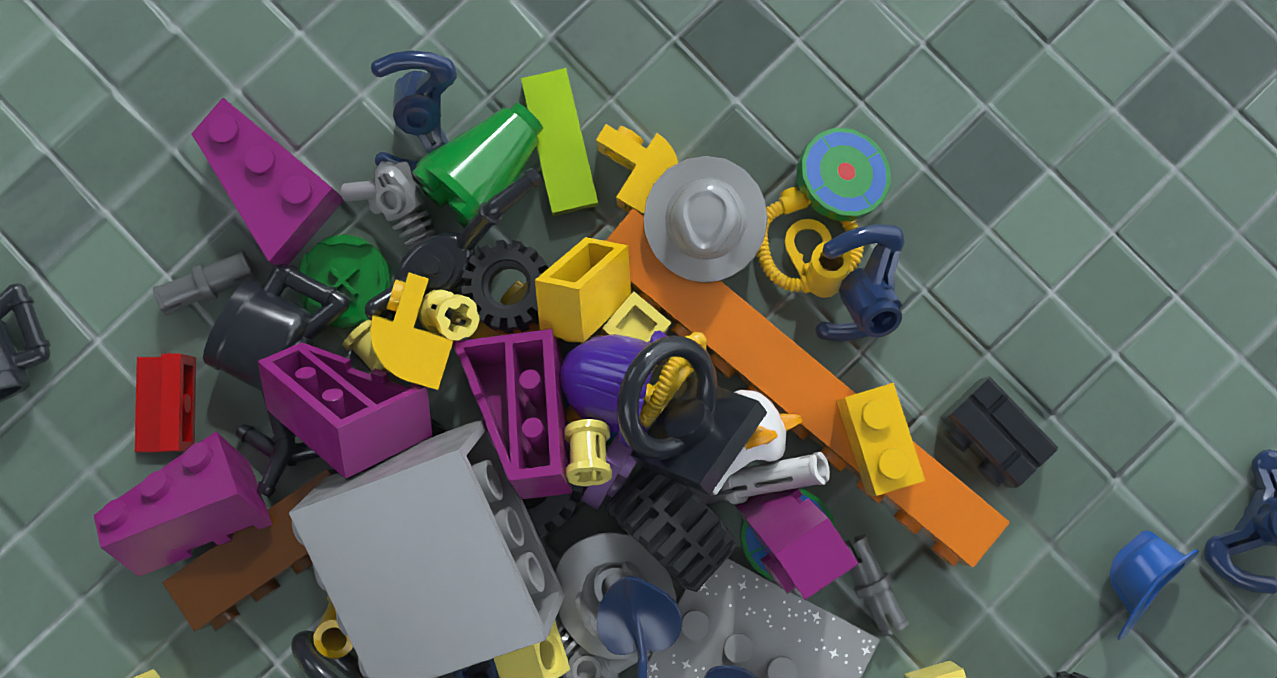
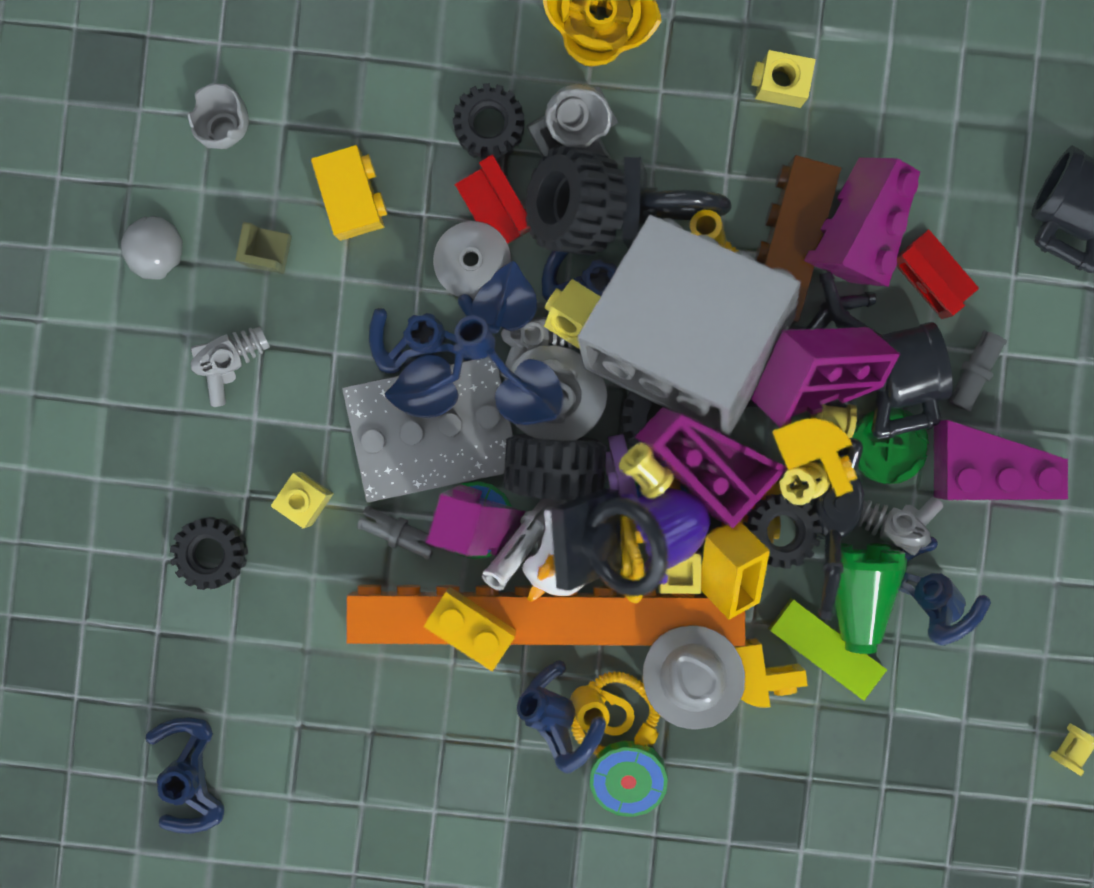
camera: 140 degrees right, 5 degrees up
(997, 434) = (397, 691): black brick -> none
(1142, 572) = (237, 679): blue piece -> none

